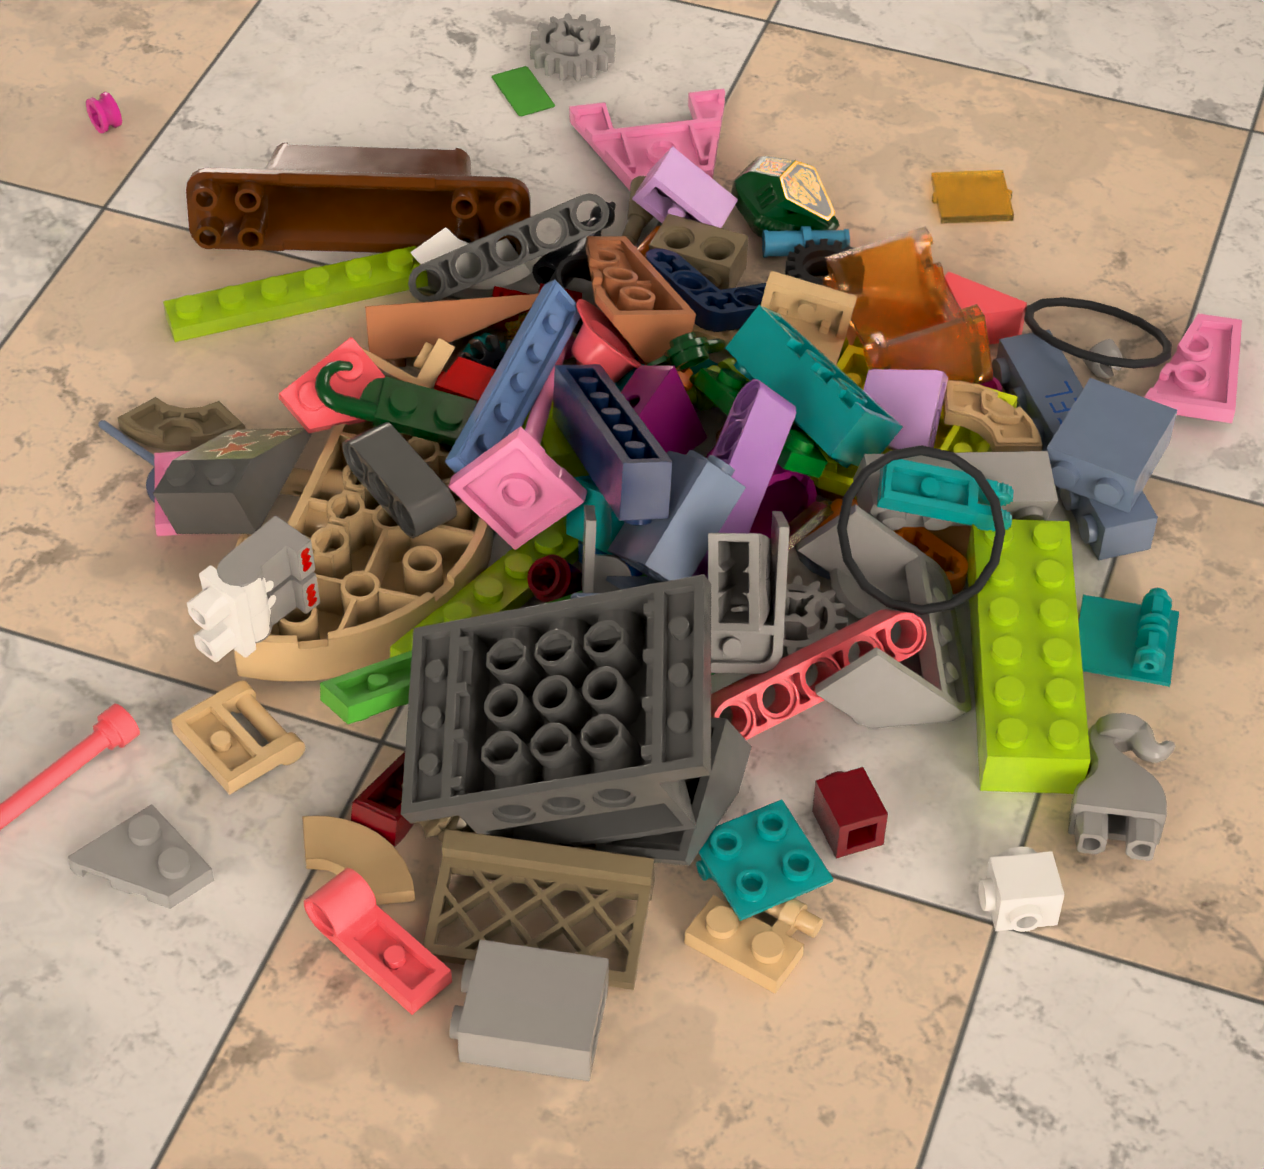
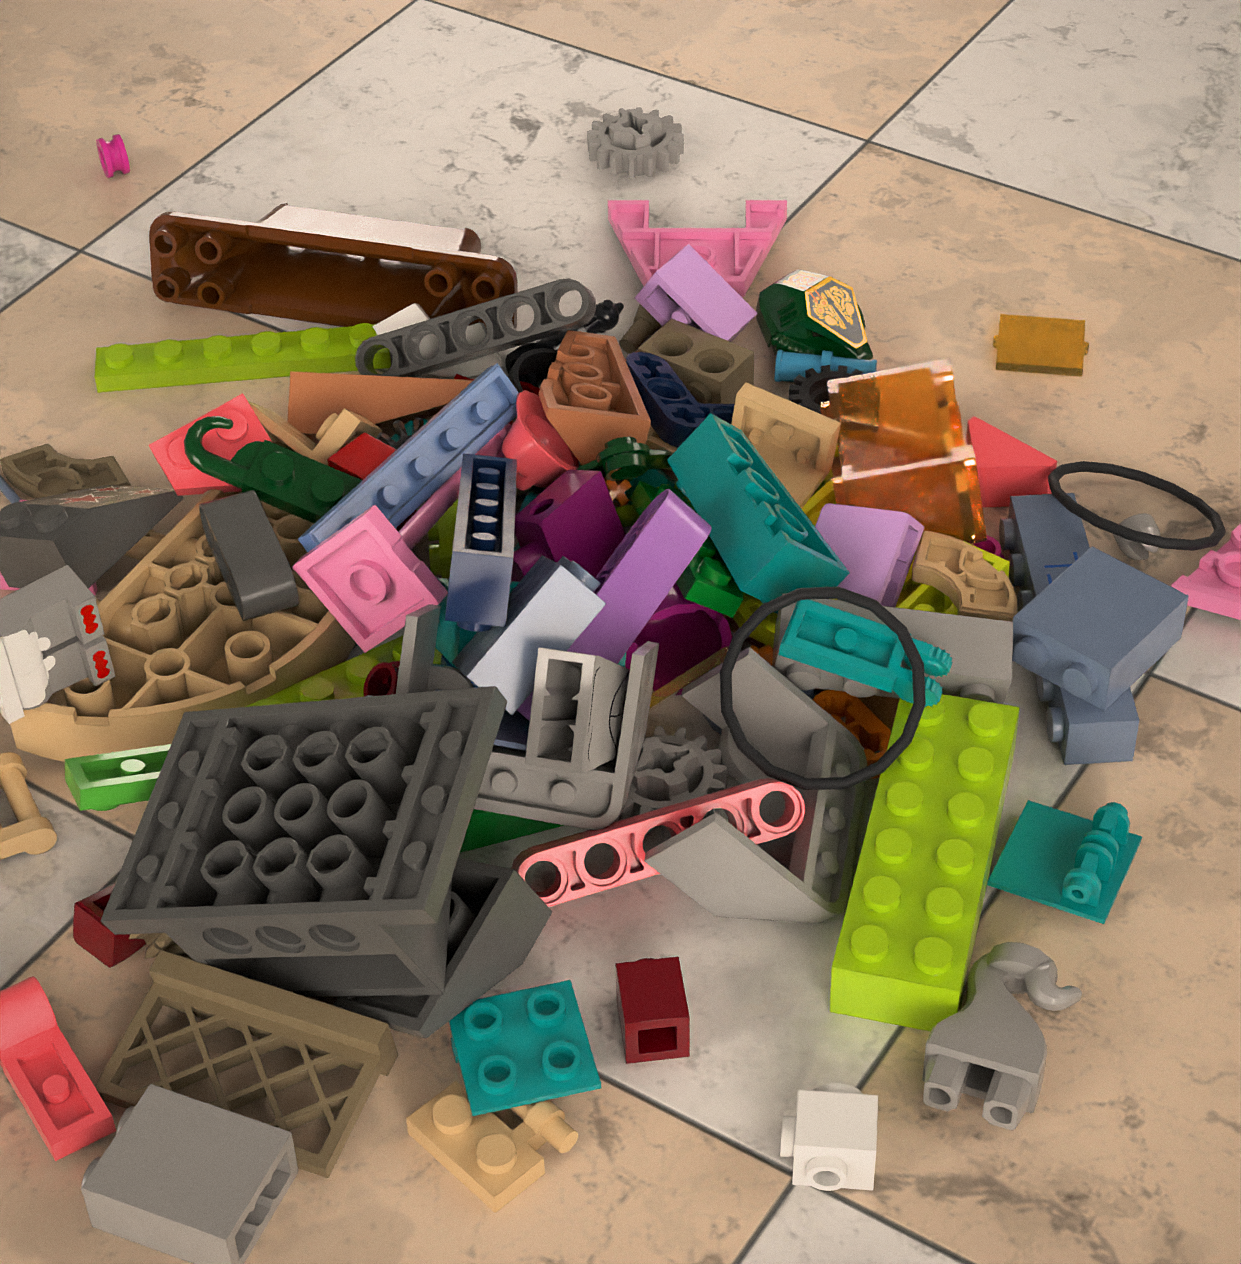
camera: 15 degrees right, 5 degrees down
(343, 844) = (67, 968): tan tile -> none
(523, 91) = (570, 183): bright green sticker -> none

